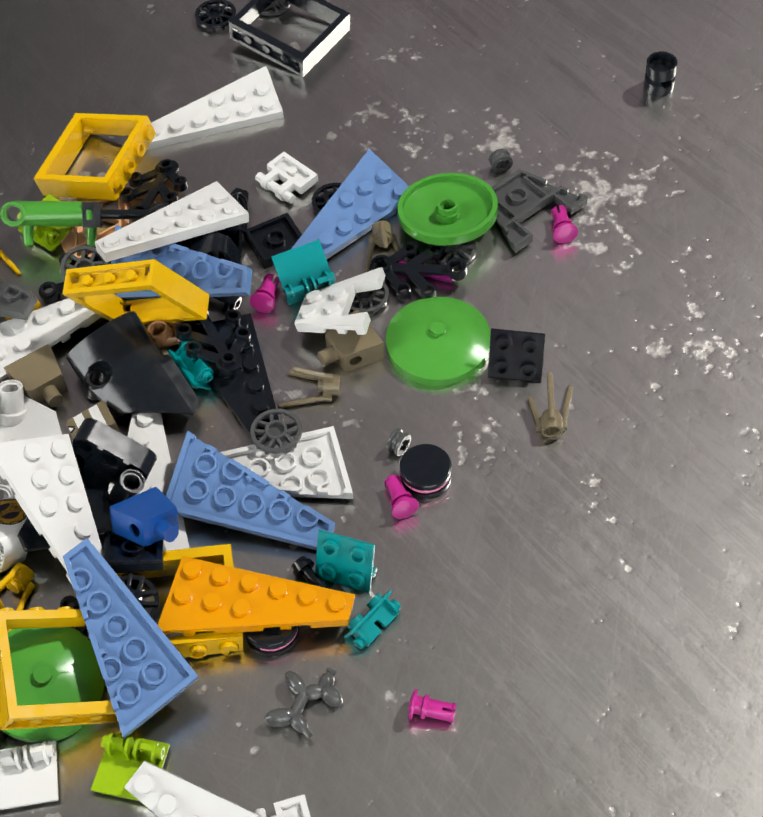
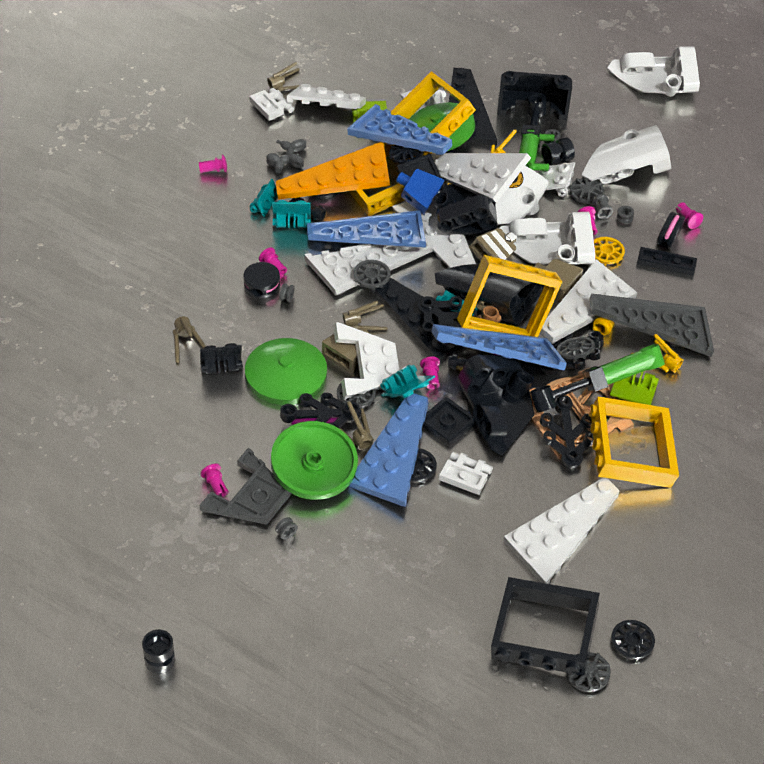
camera: 155 degrees right, 5 degrees down
(187, 218) = (511, 379): white wing -> none

